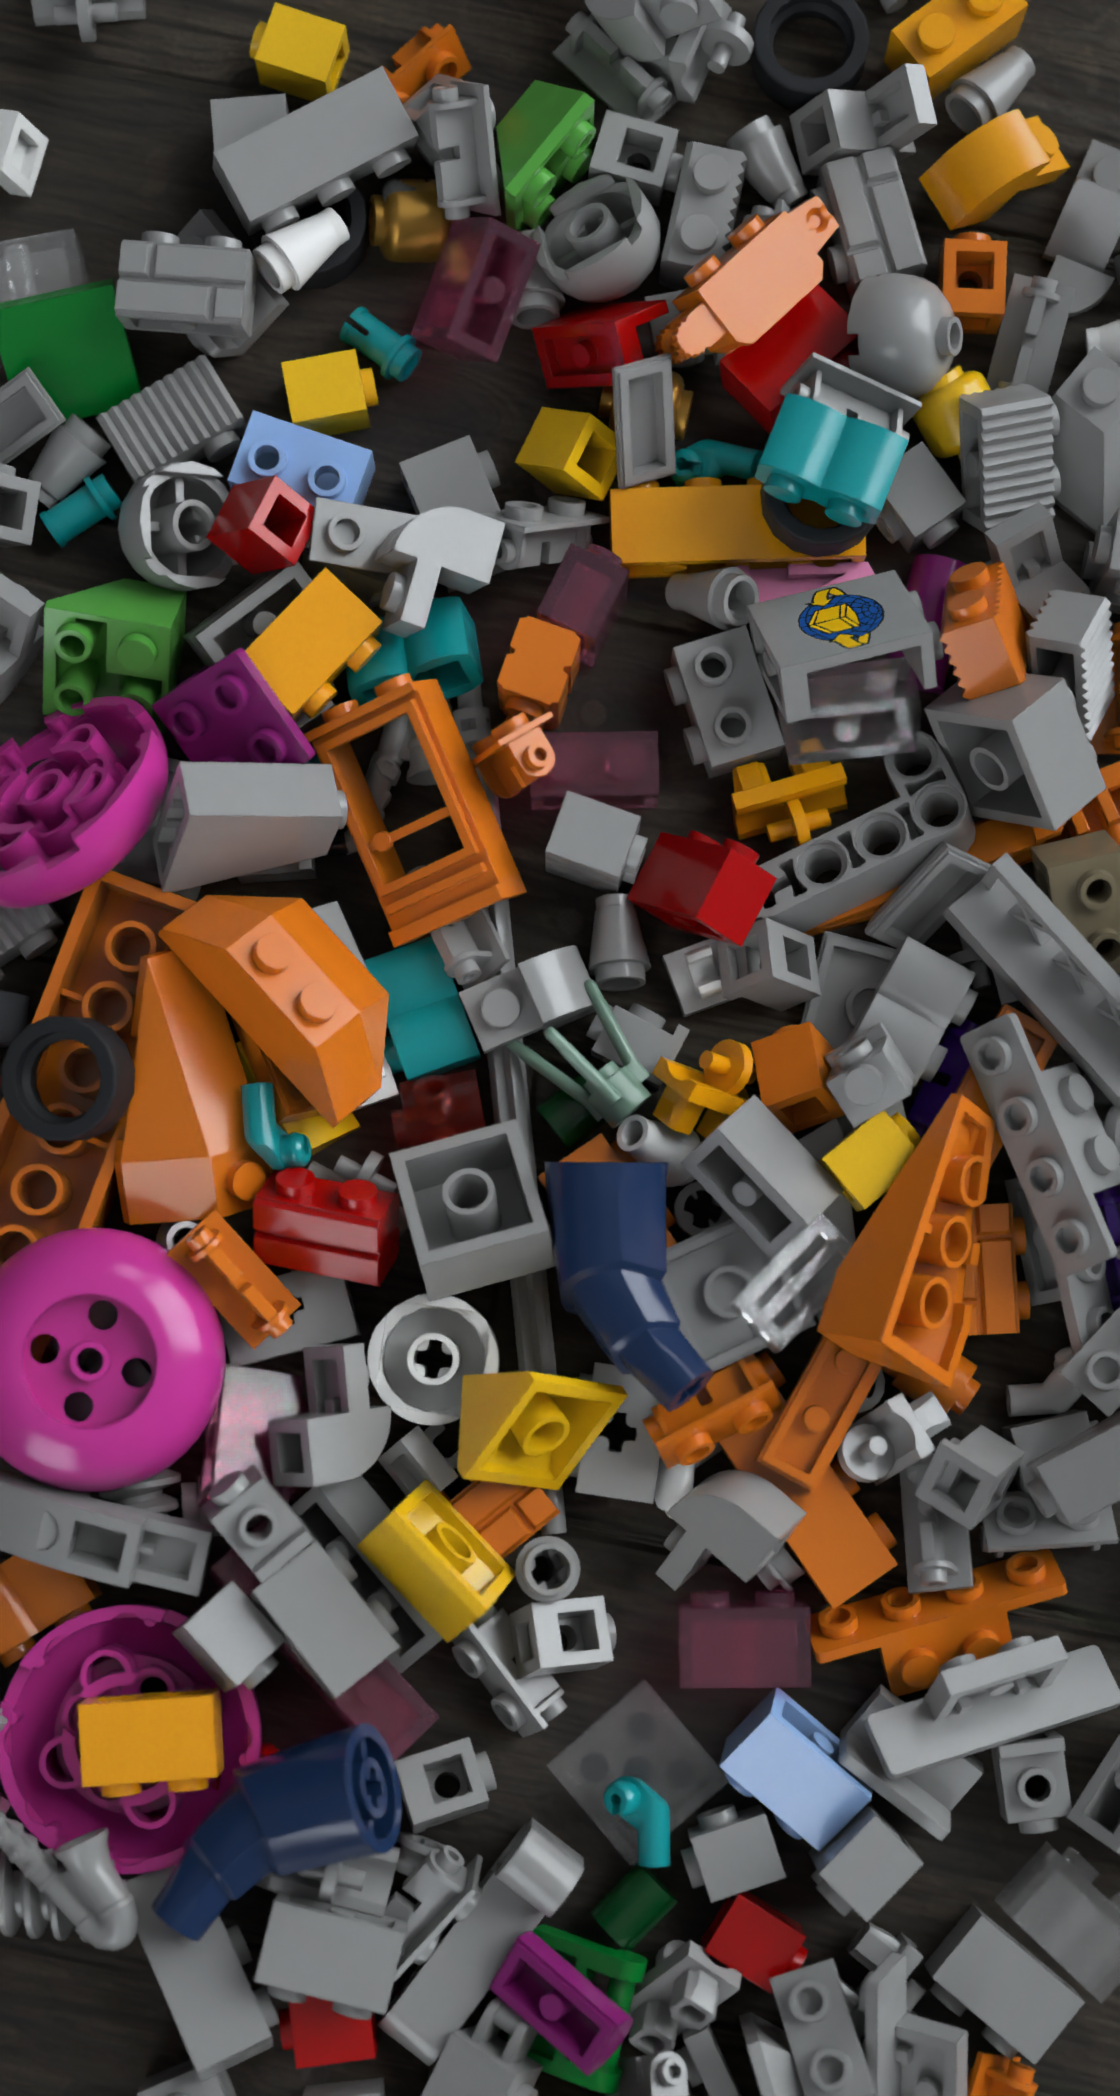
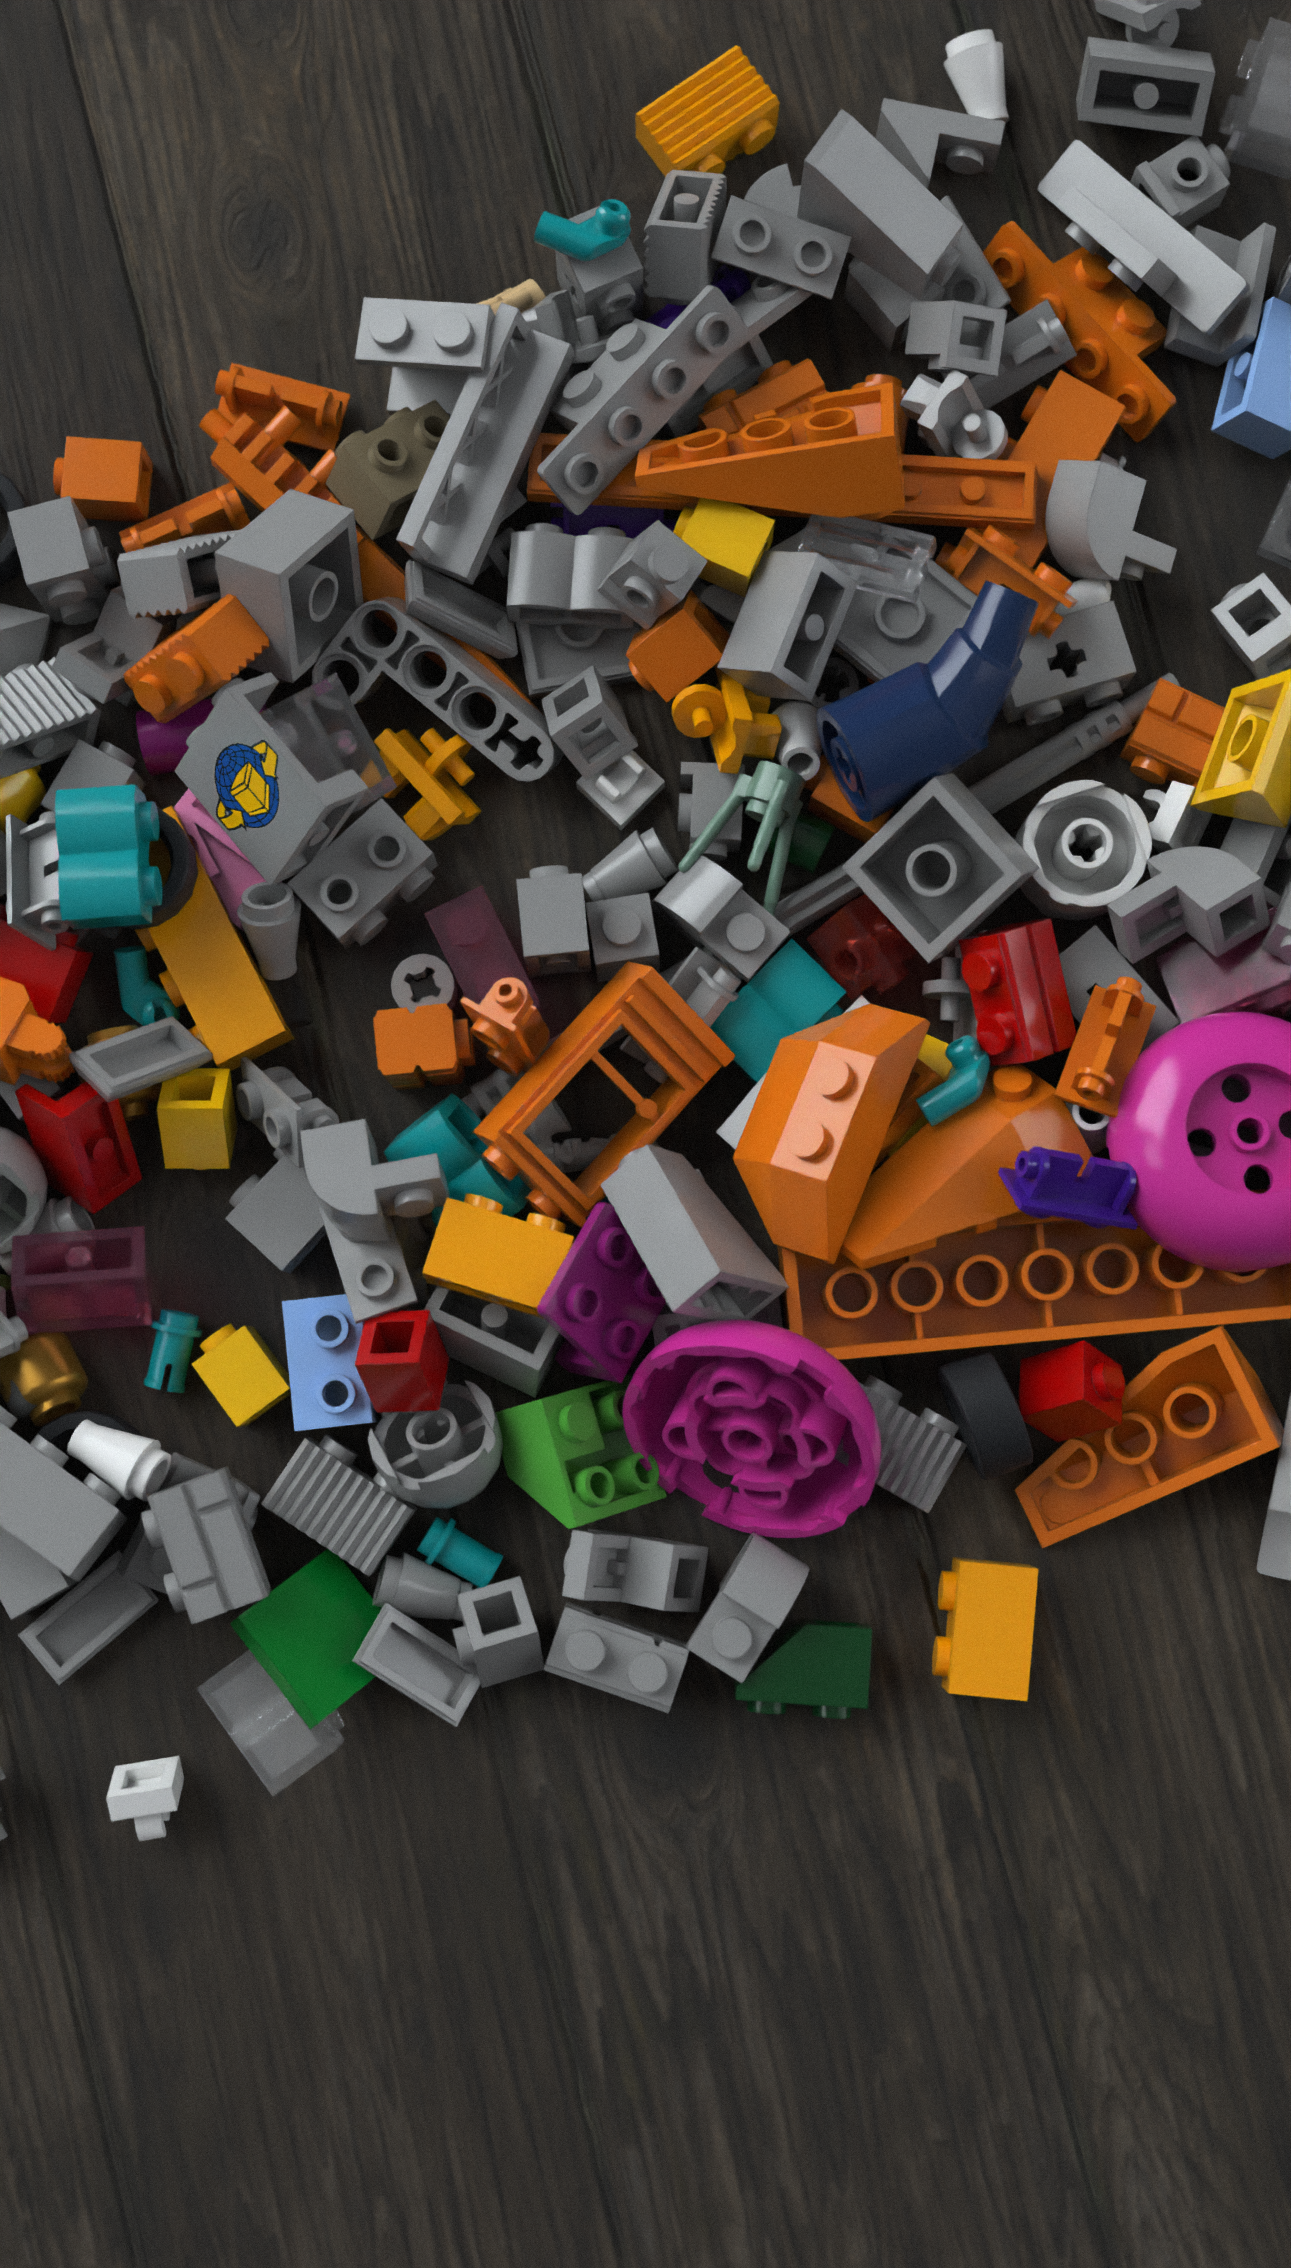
camera: 115 degrees left, 0 degrees up
(20, 1076) = (1052, 1296): black tyre -> none
(122, 1163) = (1048, 1186): none -> dark purple hinge
(183, 167) = (86, 1619): none -> light grey tile
(530, 1426) = (1103, 729): yellow slope -> none
(556, 904) = (622, 932): none -> light grey brick
(562, 1574) = (1216, 664): light grey cone -> none
(587, 597) = (331, 1037): clear pink brick -> none
(596, 712) = (426, 990): none -> light grey wheel
(703, 886) = (546, 805): red brick -> none
(743, 1641) = (1189, 476): clear pink brick -> none
(1044, 1398) = (843, 316): white arm -> none

